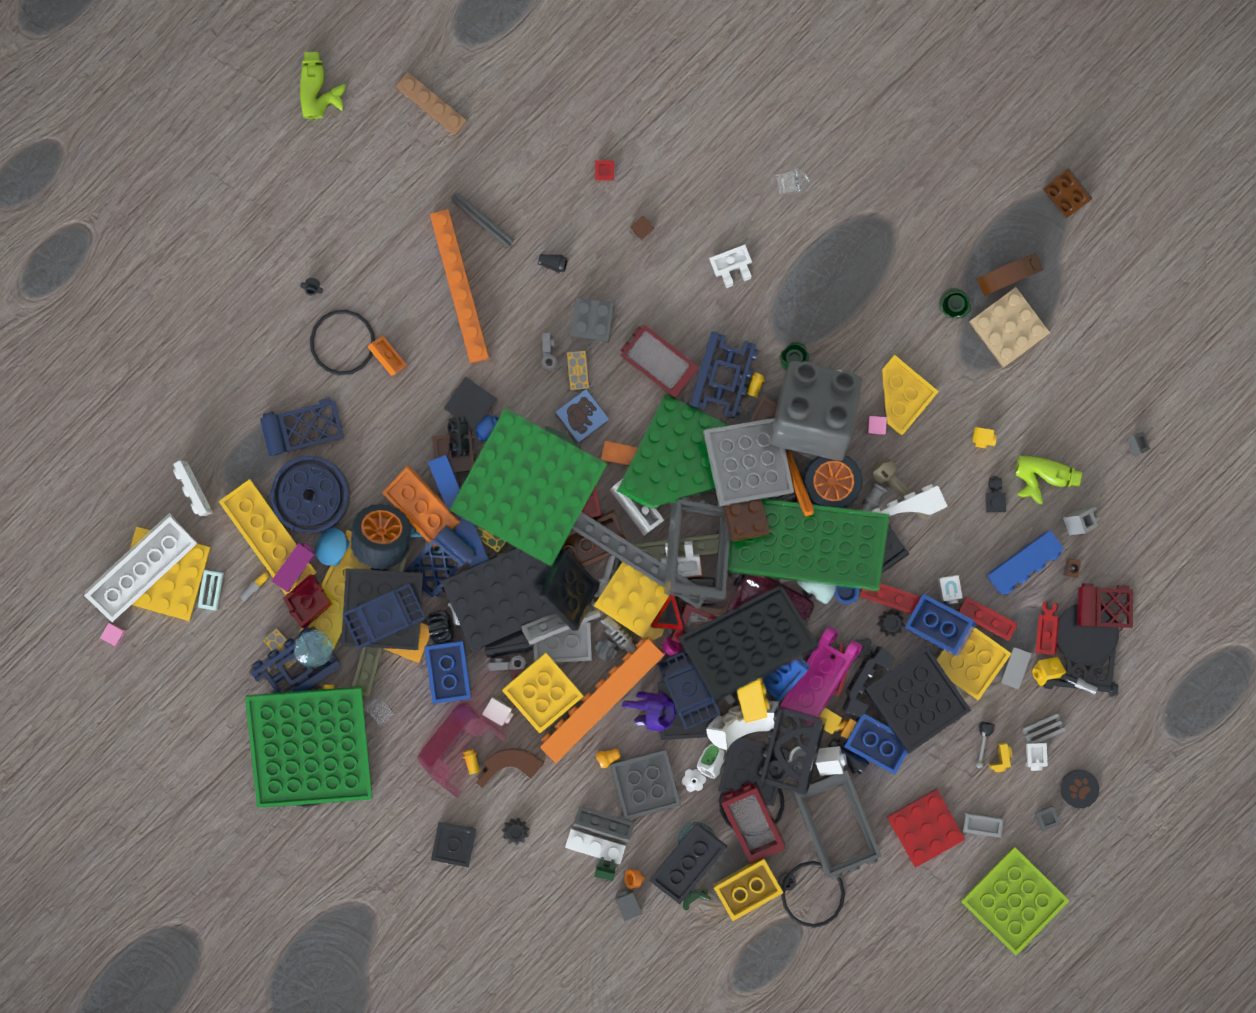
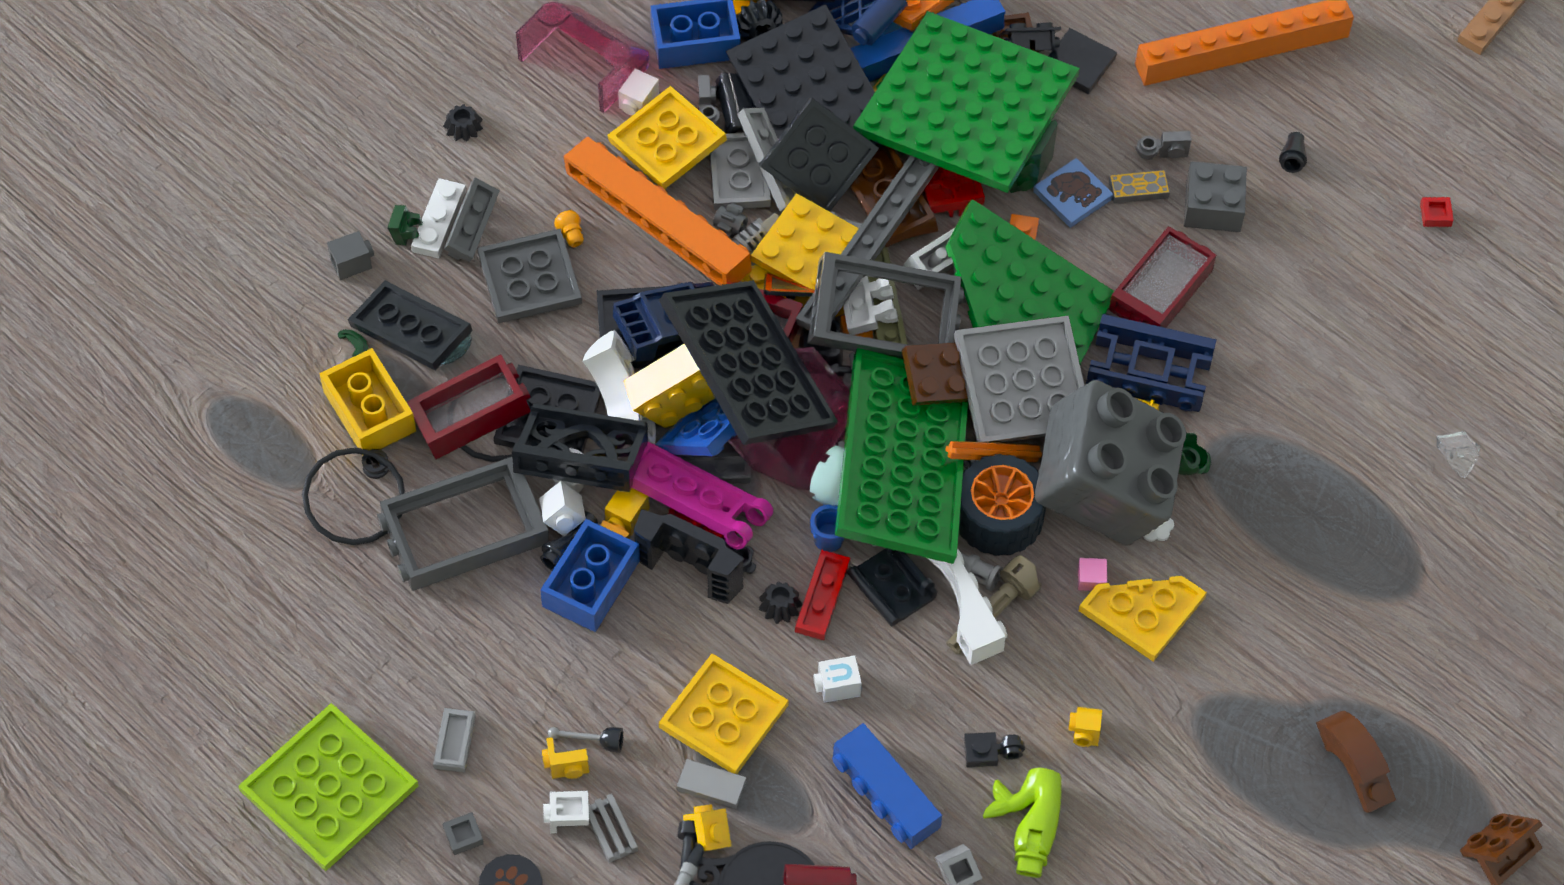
camera: 90 degrees right, 30 degrees down
(453, 844) = (447, 47): black plate -> none
(471, 761) = (566, 66): yellow pin -> none
(482, 220) = (1342, 70): dark grey axle -> none
(511, 757) = (567, 124): reddish brown arch -> none
(633, 878) = (388, 262): orange tile -> none
(642, 227) = (1359, 261): reddish brown piece -> none
(653, 704) = (645, 256): dark purple piece -> none
(691, 775) = (534, 342): white plant -> none
(711, 761) = (563, 357): white rock -> none
(731, 260) = (1324, 370): white plate -> none
(917, 700) = (659, 620): black plate -> none
(925, 828) = (452, 656): red plate -> none
(940, 625) = (779, 656): blue brick -> none
(954, 303) = (1298, 674): dark green hair -> none
(987, 618) = (791, 736): red plate -> none
(1009, 327) = (1268, 765): tan plate -> none
(1047, 630) = (776, 827): red plate -> none
(1072, 568) = (879, 863): reddish brown piece -> none

